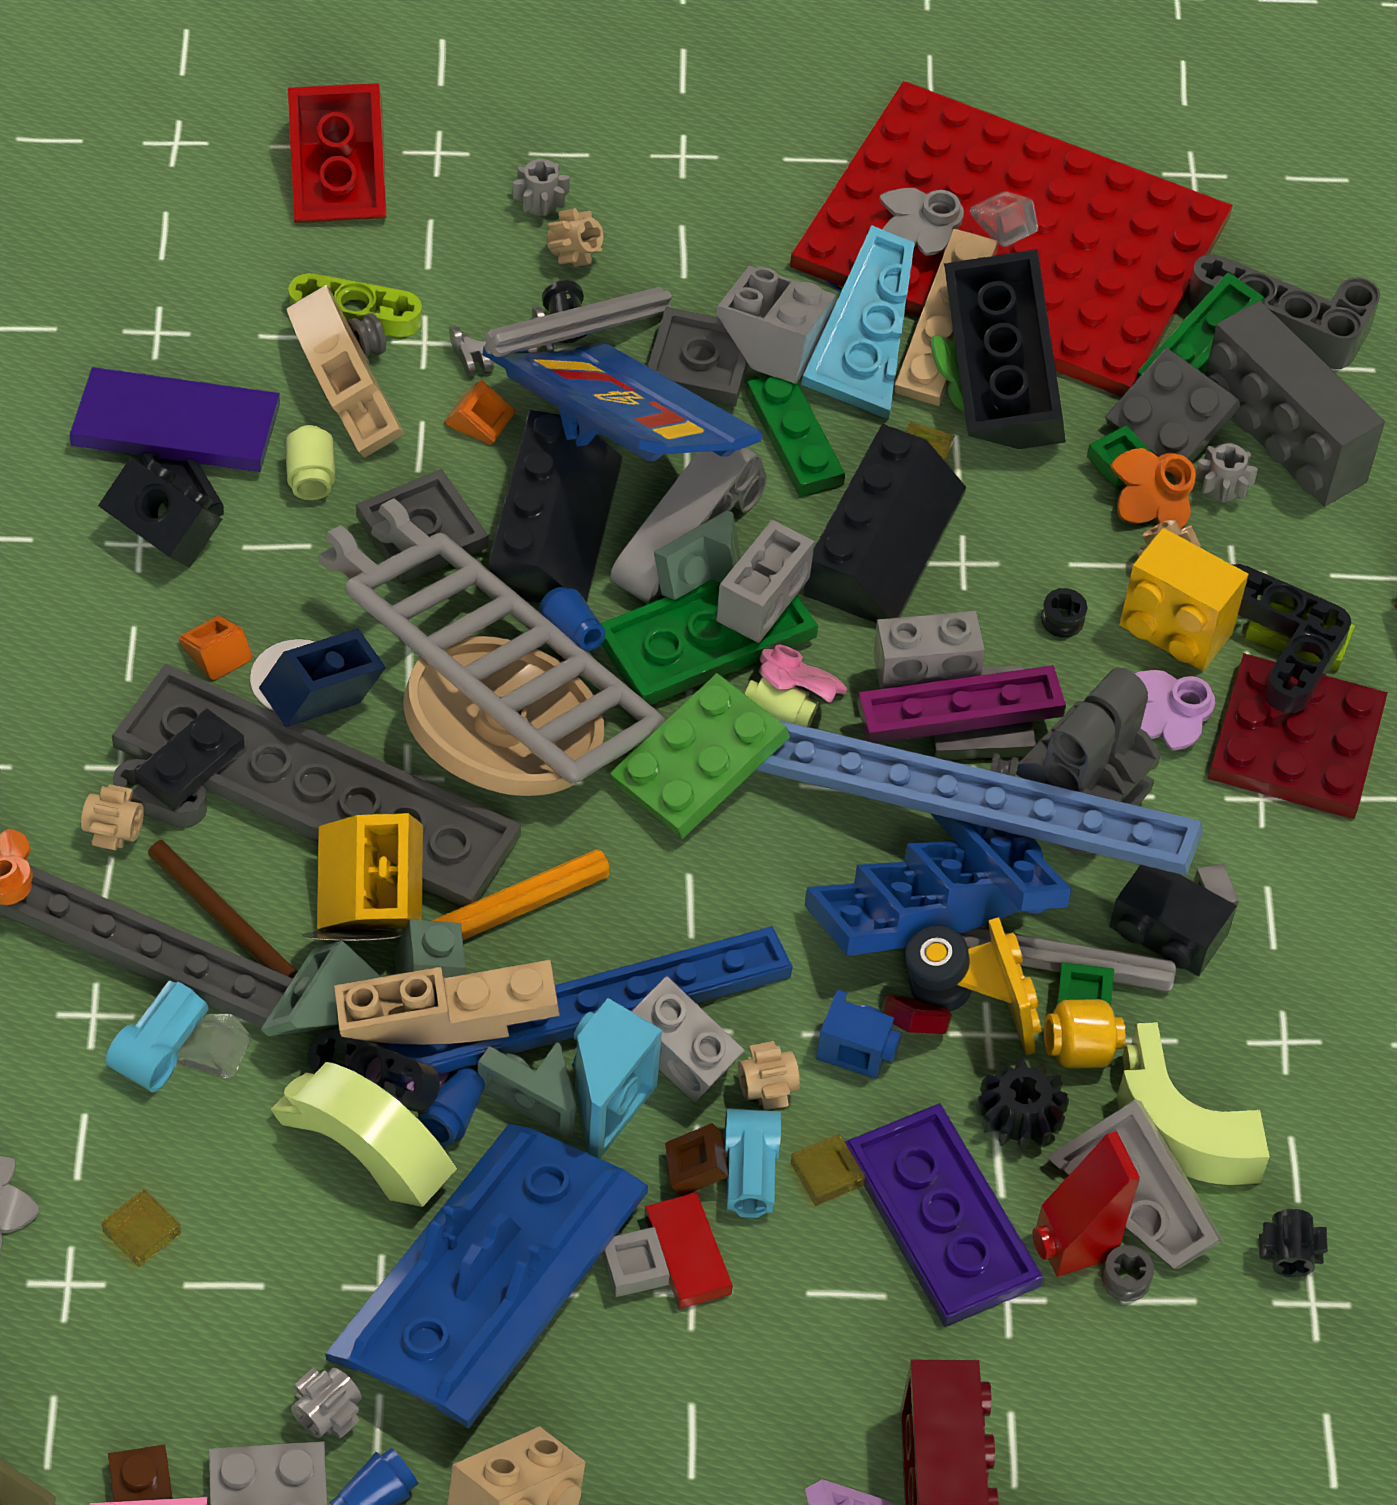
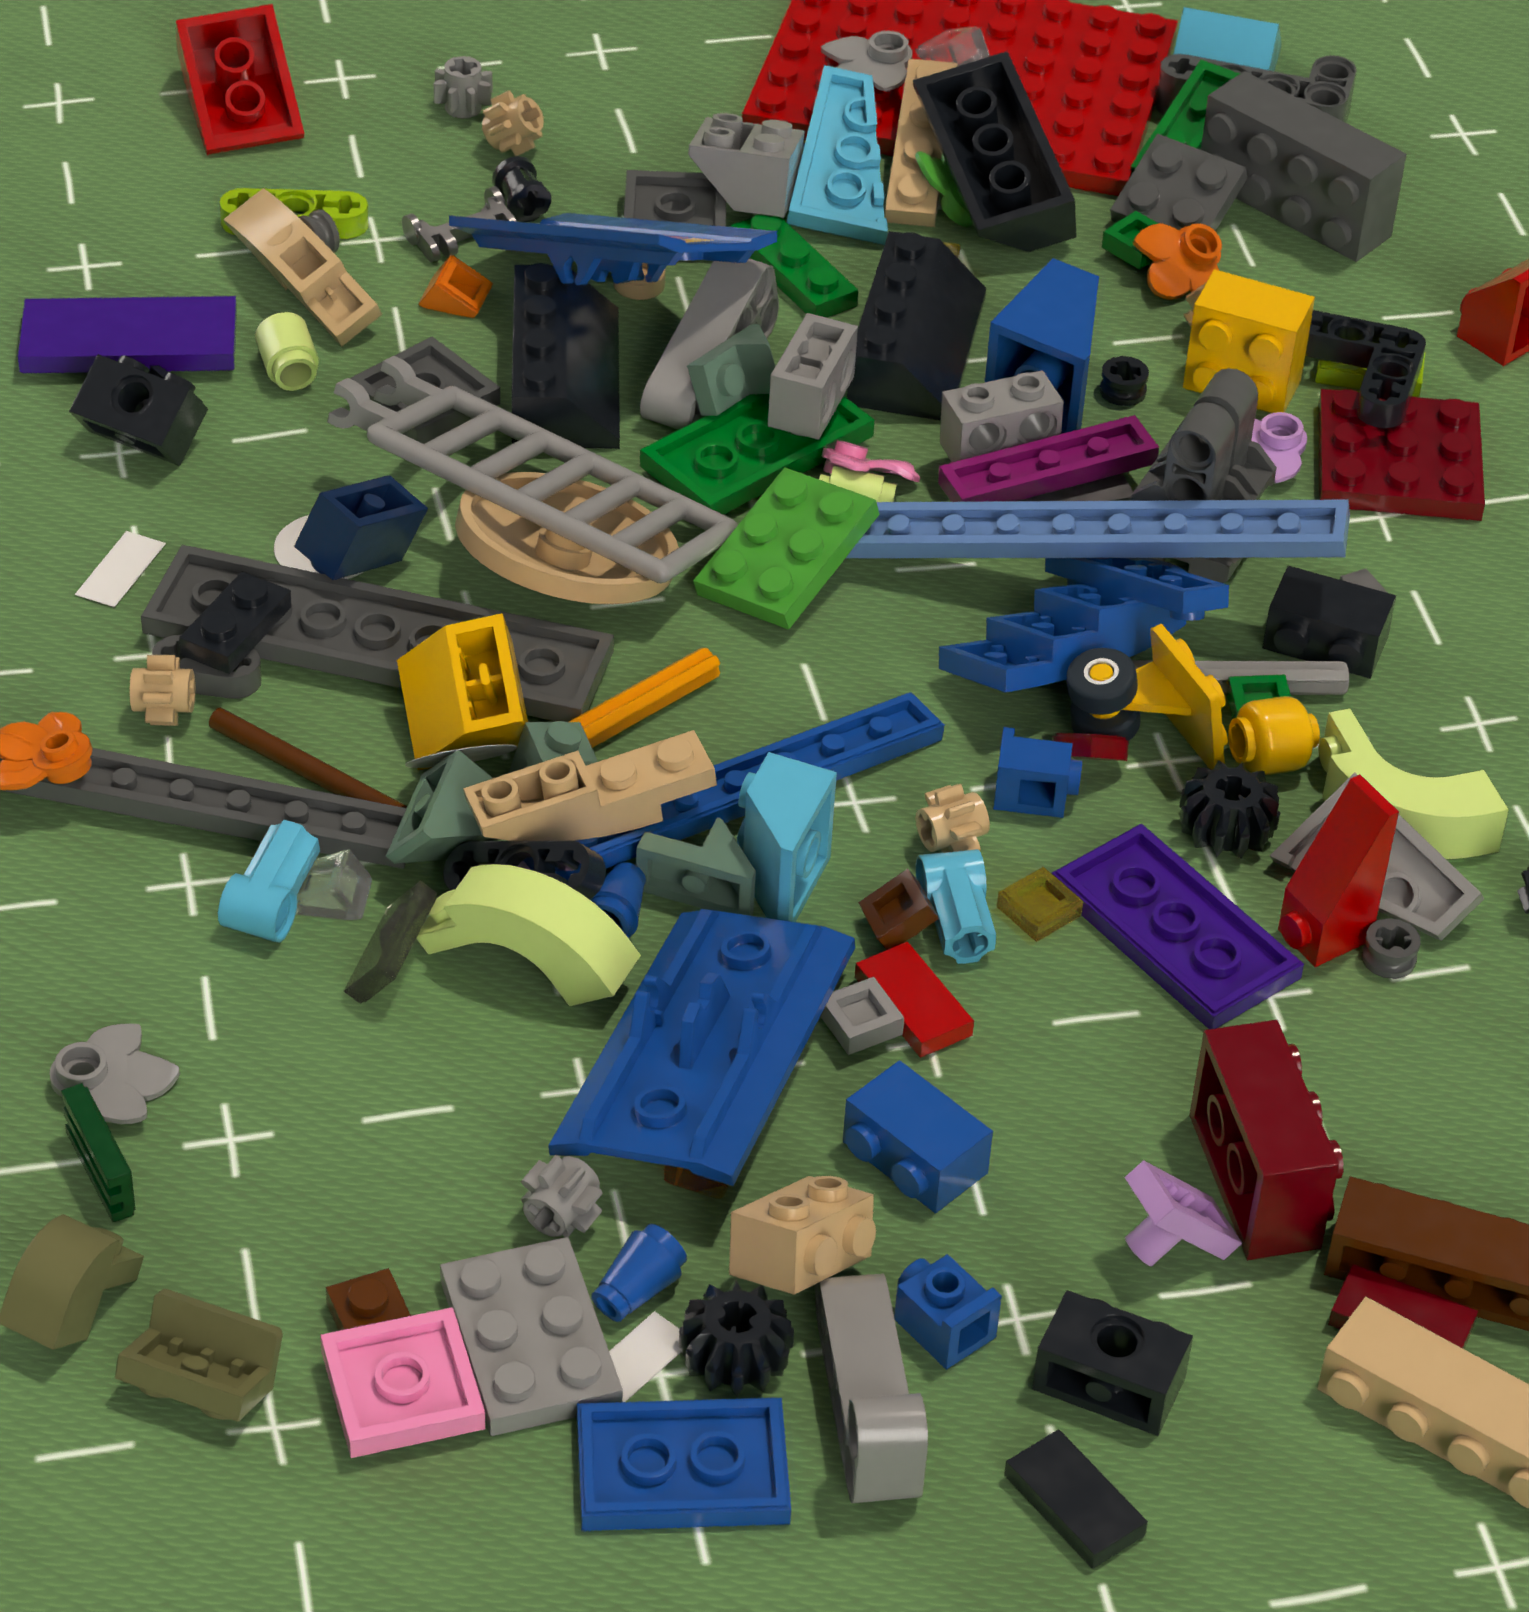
camera: 10 degrees left, 10 degrees down
(111, 672) = (120, 569): none -> white sticker
(141, 1227) = (300, 1069): clear yellow tile -> none
(217, 647) = (232, 528): orange slope -> none
(246, 1115) = (391, 943): none -> clear smoke tile
(573, 617) = (614, 444): blue cone -> none
(576, 322) = (539, 187): light grey axle -> none
(647, 1397) = (917, 1136): none -> blue brick
(692, 1043) = (869, 797): light grey brick -> none
(995, 573) = (1049, 331): none -> blue slope
(1226, 472) = (1250, 238): light grey gear -> none
(1268, 248) = (1228, 39): none -> medium azure slope

